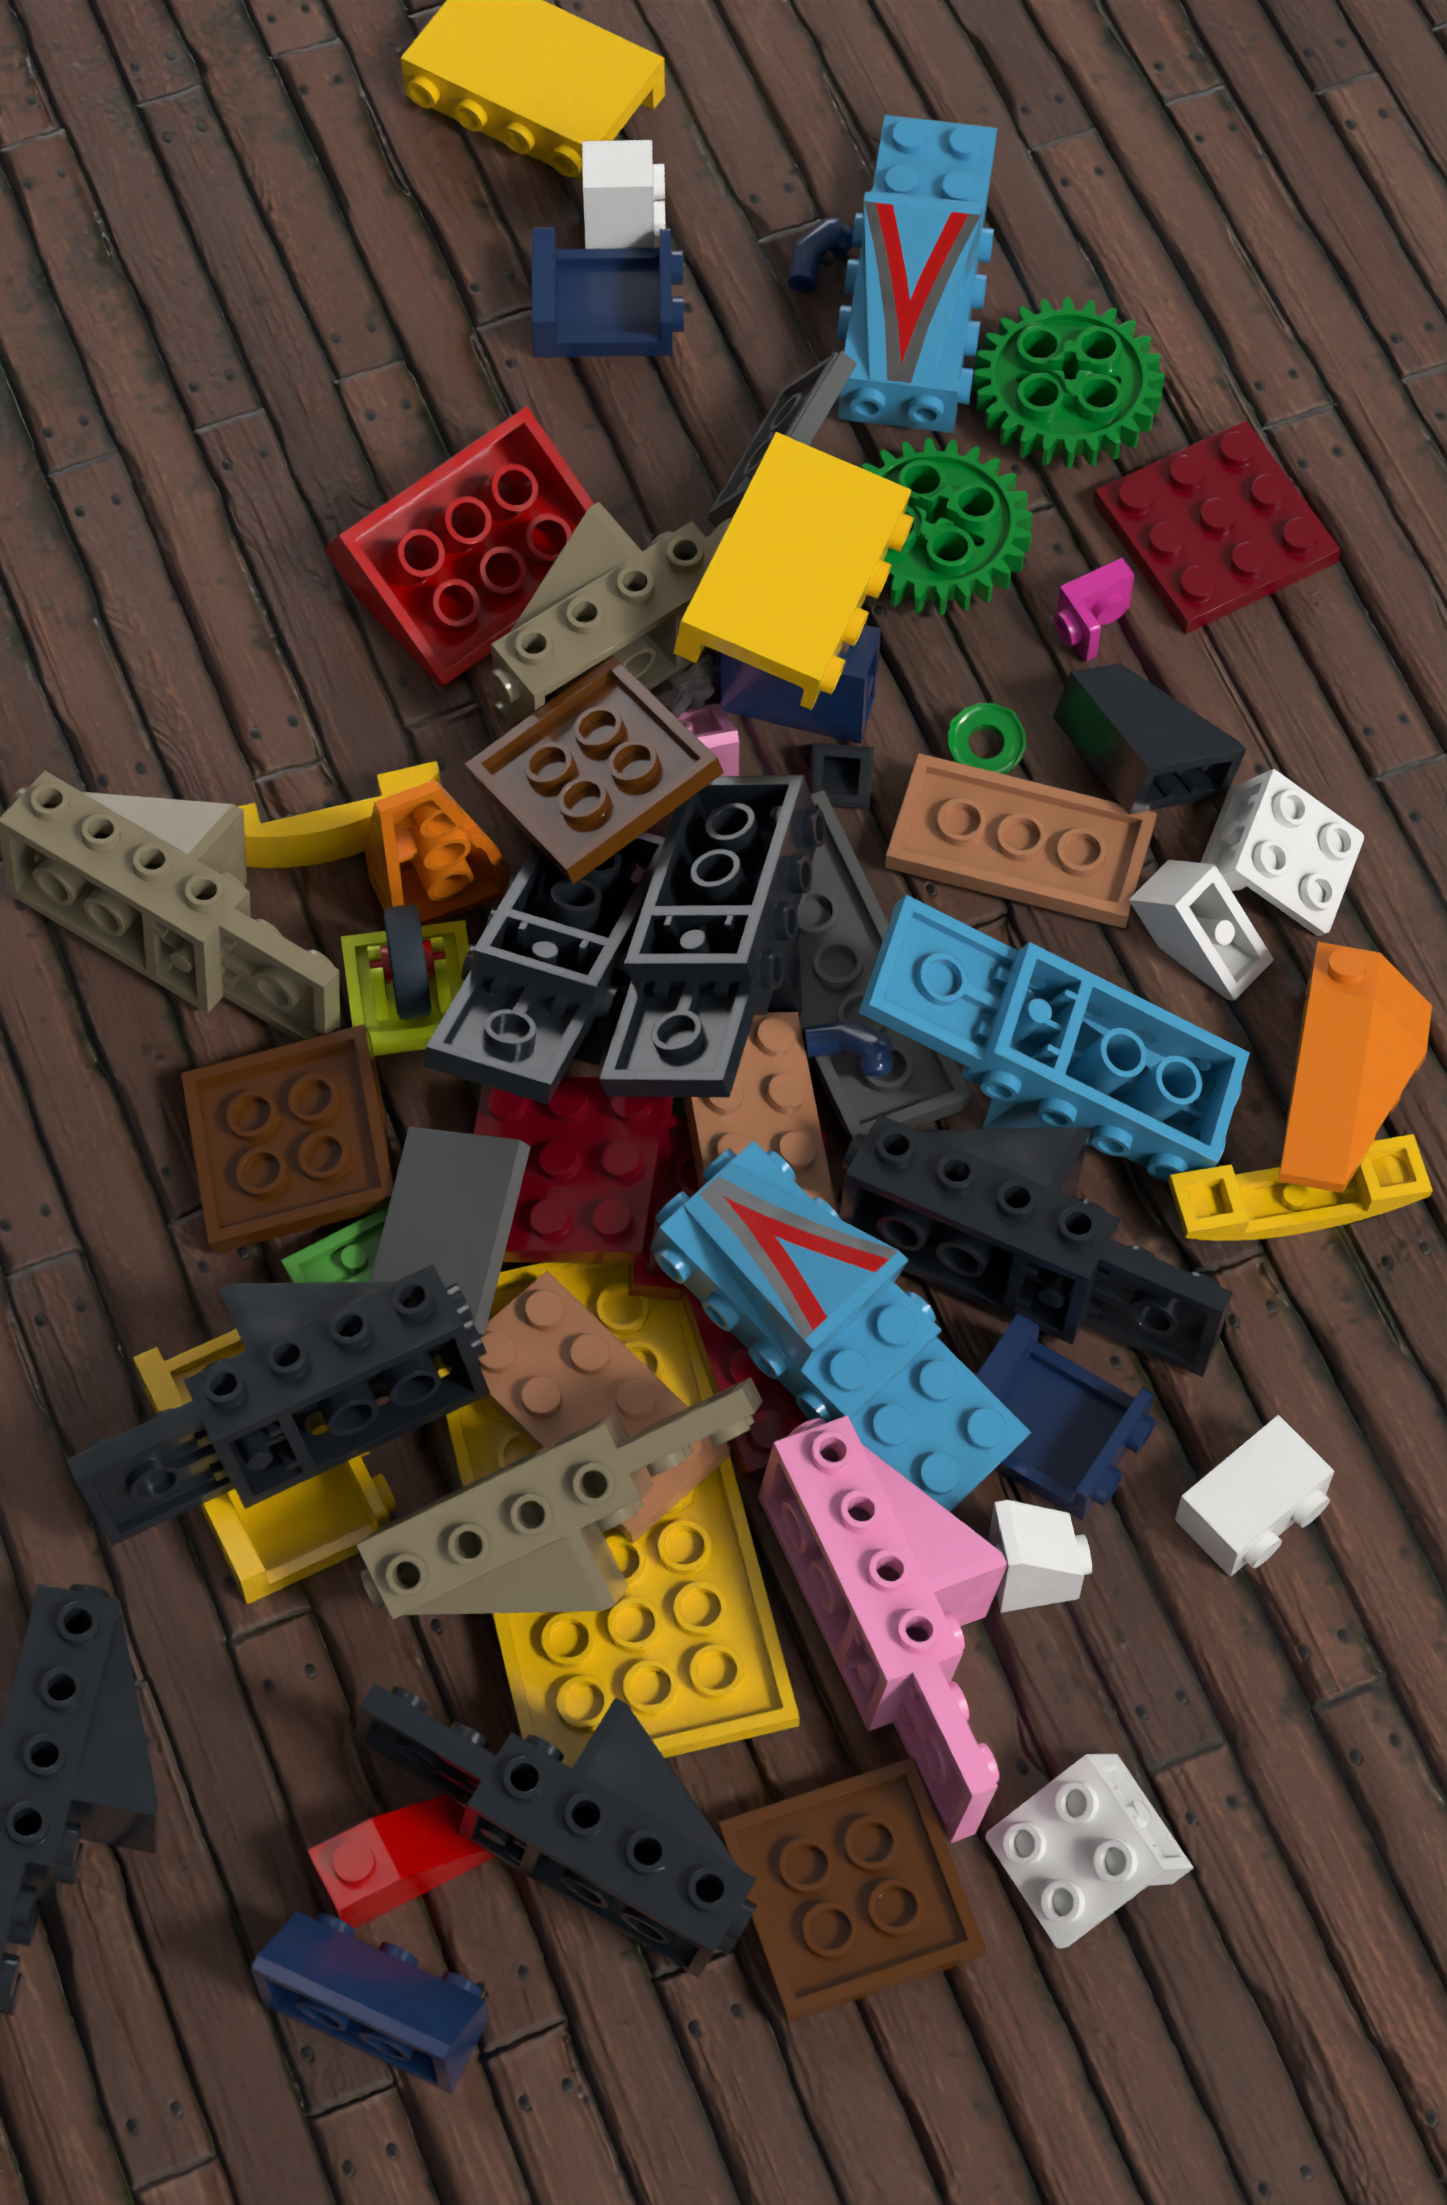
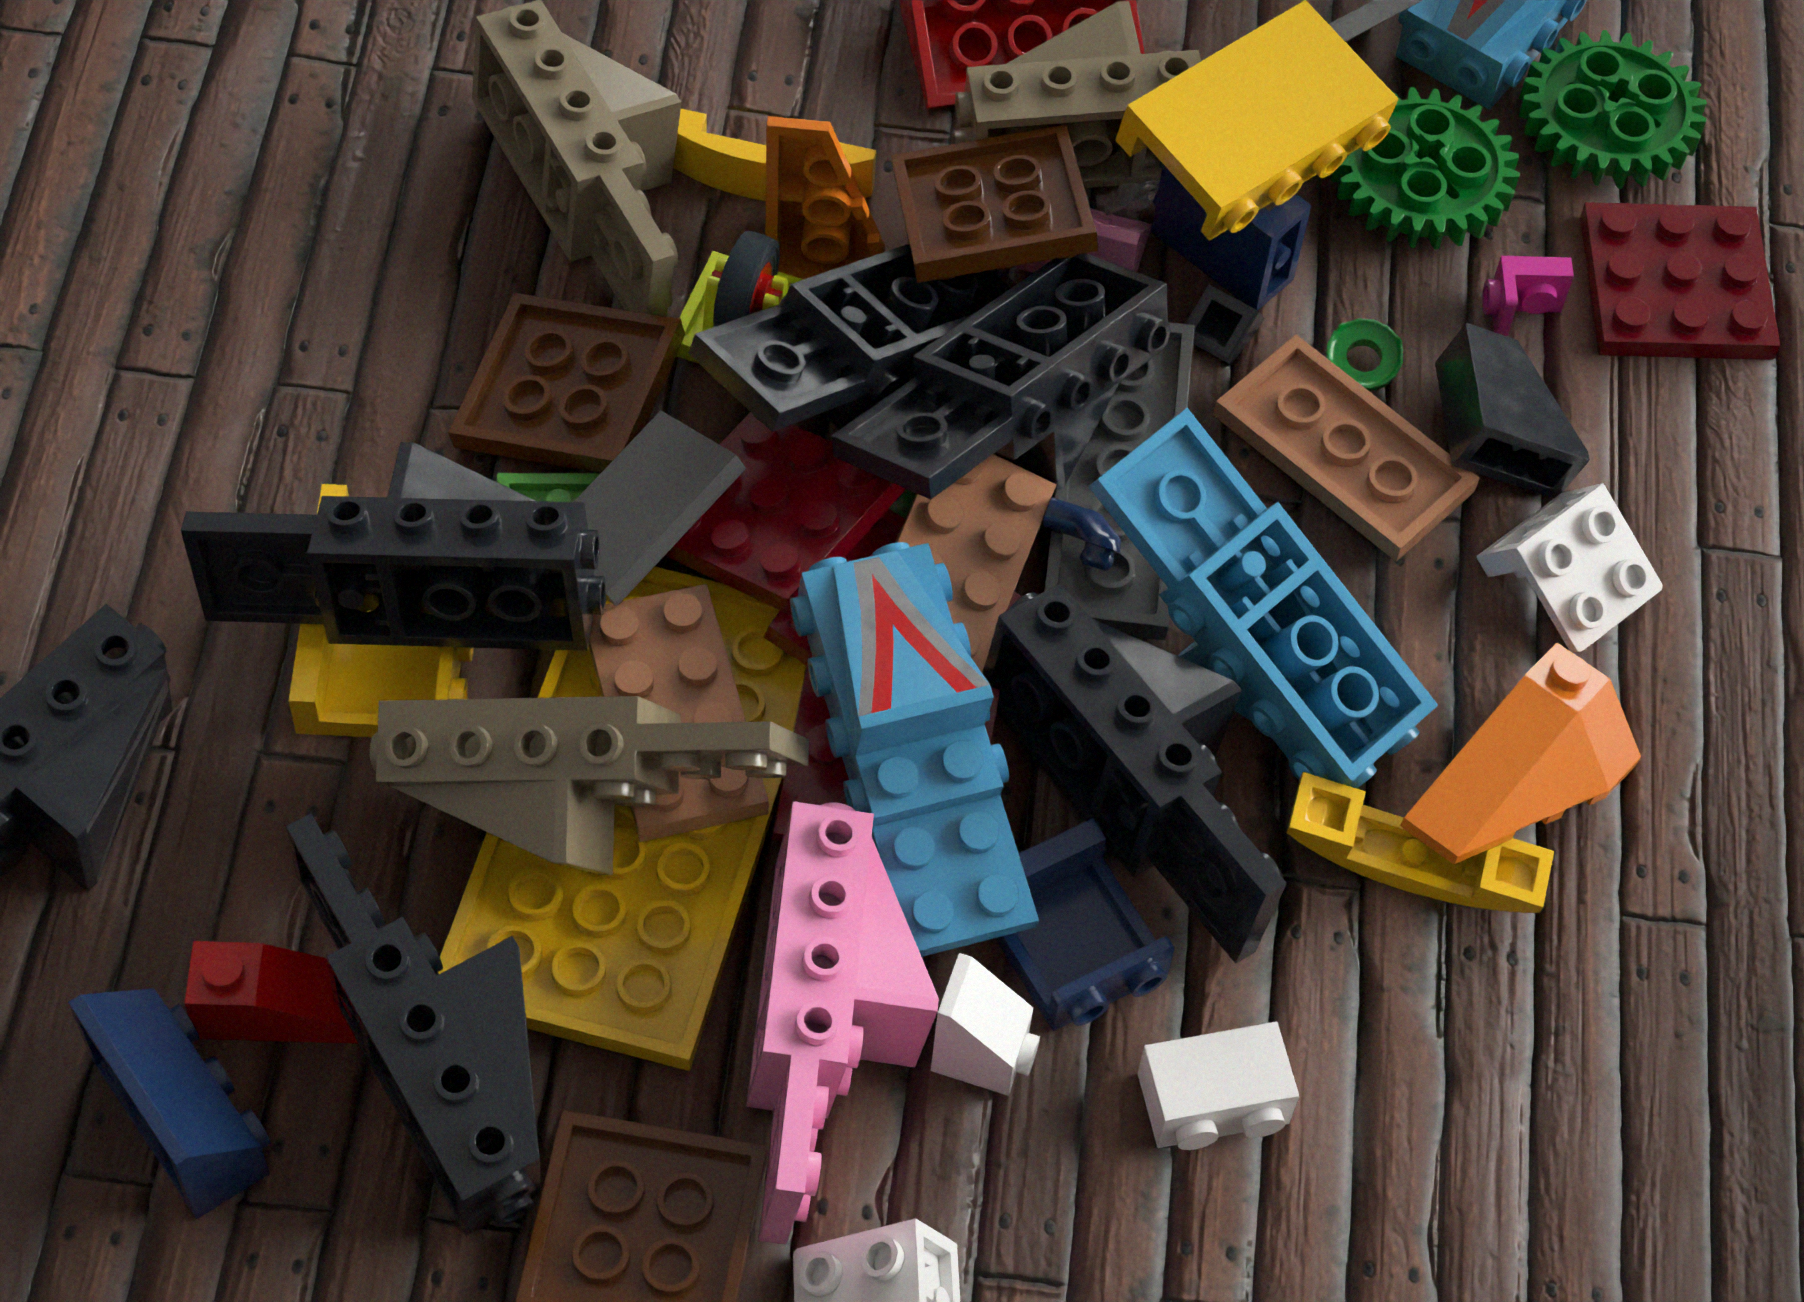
camera: 25 degrees right, 5 degrees down
(1202, 926) = (1465, 589): white slope -> none

